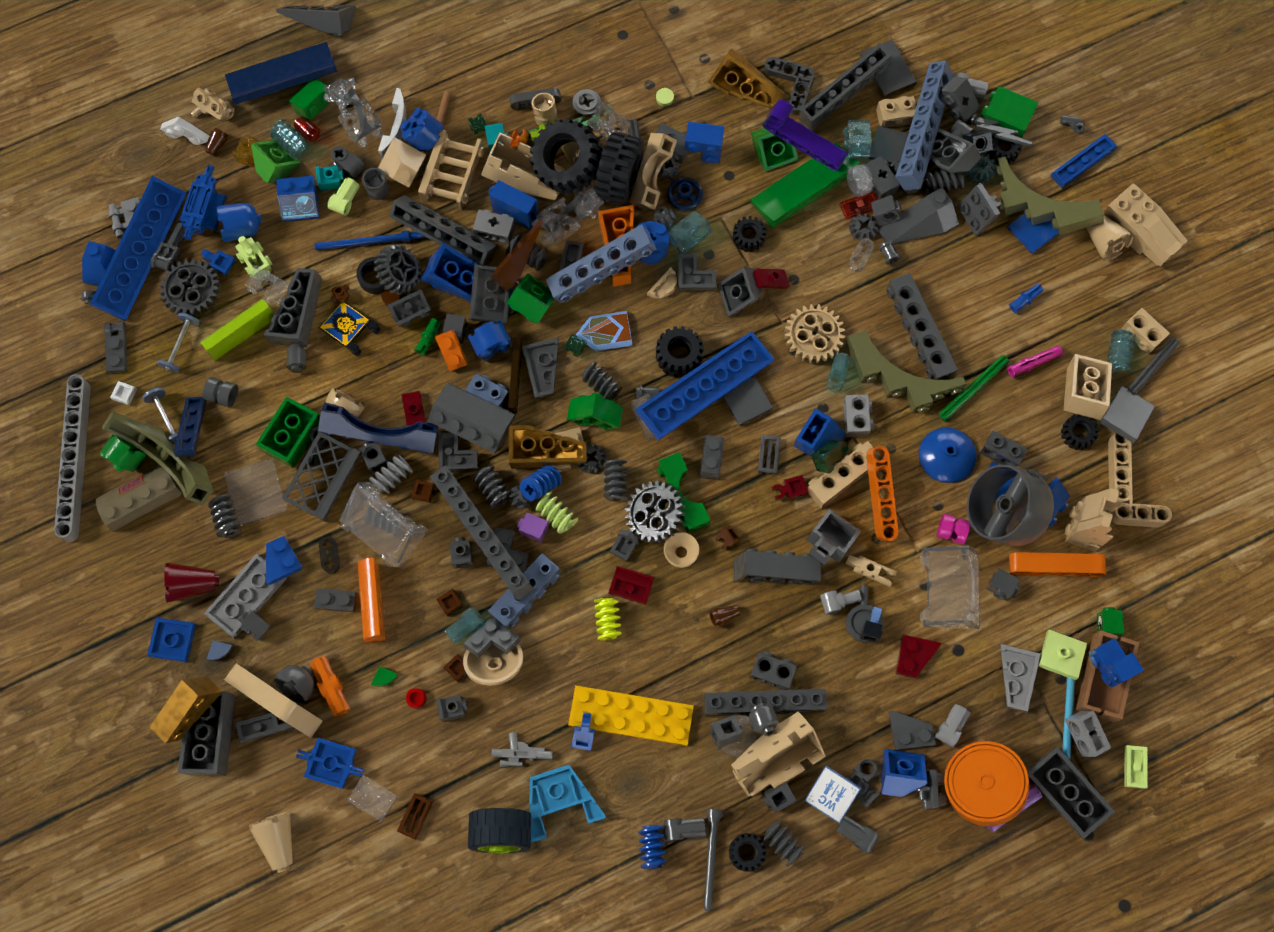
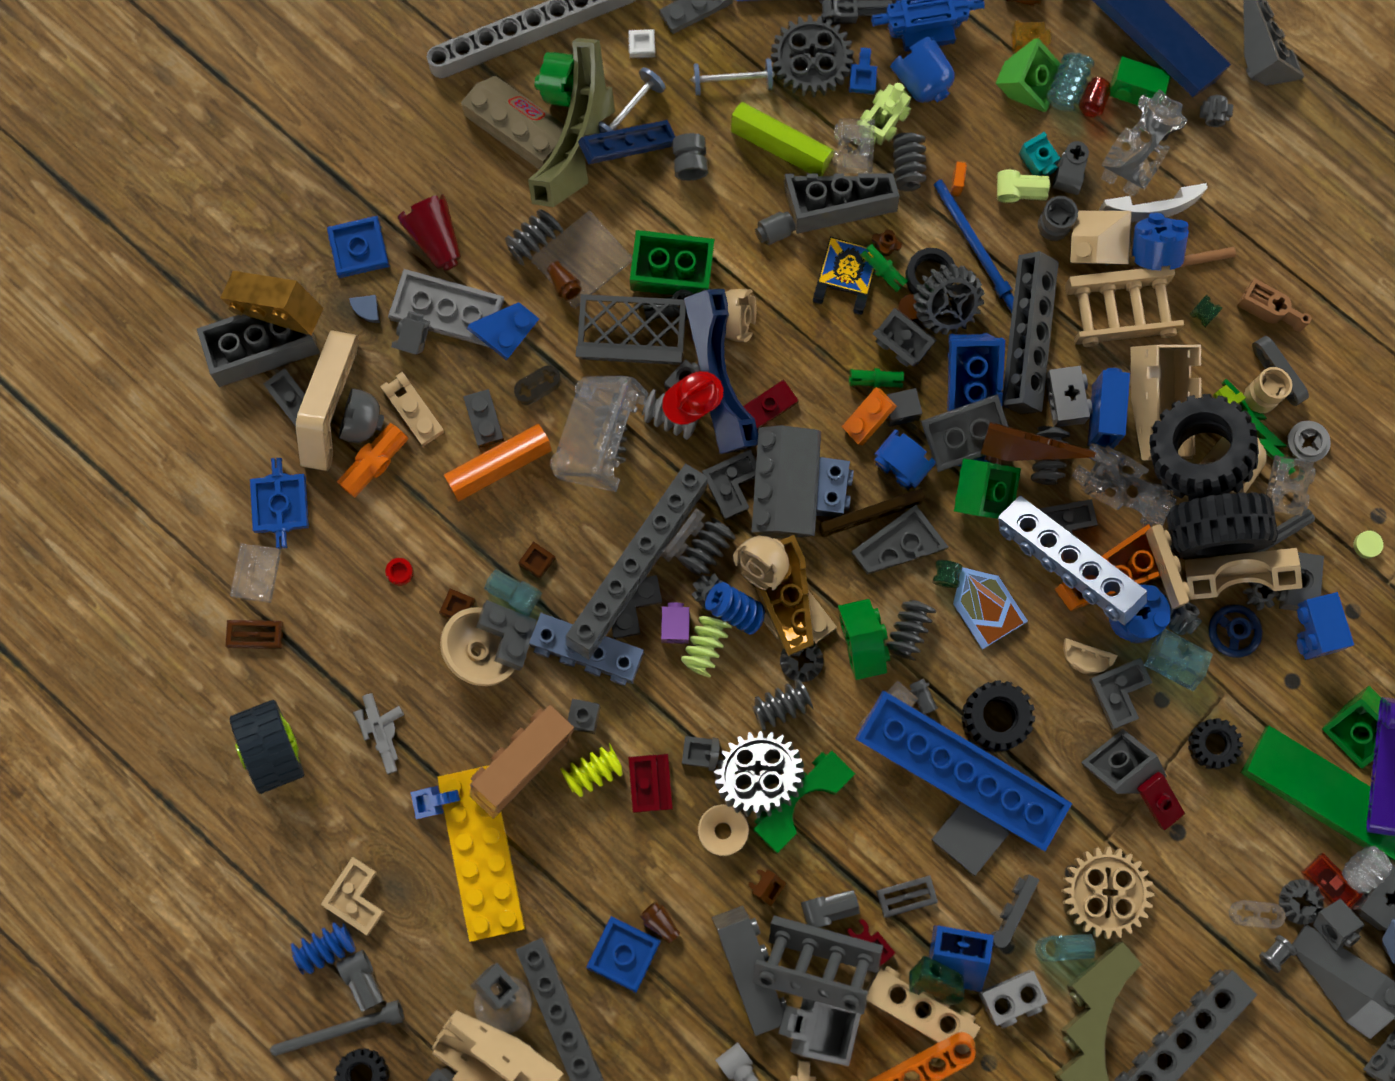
camera: 65 degrees right, 5 degrees up
(268, 507) = (565, 282): none -> reddish brown cone
(275, 840) = (162, 478): tan cone -> none
(292, 256) = (908, 161): none -> dark grey piece
(298, 198) = (992, 130): slope -> none
(306, 646) = (413, 410): none -> tan plate
(319, 232) = (958, 178): none -> orange tile
(352, 63) = (1216, 111): none -> dark grey gear
(356, 302) = (883, 267): none -> green pin
(383, 677) = (410, 520): green tile -> none
(388, 453) = (692, 397): none -> red piece
(423, 491) = (667, 463): reddish brown tile -> none
(446, 714) = (397, 610): dark grey brick -> none
(462, 559) = (600, 555): dark grey brick -> none
(473, 491) = (678, 545): none -> clear plate
(492, 86) = (1261, 302): none -> medium nougat piece
(492, 133) = (1203, 336): teal brick -> none
(517, 139) = (1208, 372): orange piece -> none
(519, 450) = (763, 561): none -> tan cylinder
(555, 792) = (346, 796): dark azure wing -> none
(569, 610) = (584, 716): none -> dark grey brick
(582, 661) = (520, 761): none -> medium nougat piece
(626, 818) = (346, 897): none -> tan plate
(630, 210) = (1168, 566): none -> tan tile
(711, 457) = (868, 820): dark grey brick -> none
(735, 647) = (623, 954): none -> blue tile
(758, 504) = (824, 910): none -> dark grey piece
(763, 719) = (532, 1030): dark grey head -> none
(771, 677) = (601, 1018): dark grey brick -> none
(780, 514) = (824, 944): none -> dark grey fence
(803, 392) = (1013, 912): none -> dark grey plate

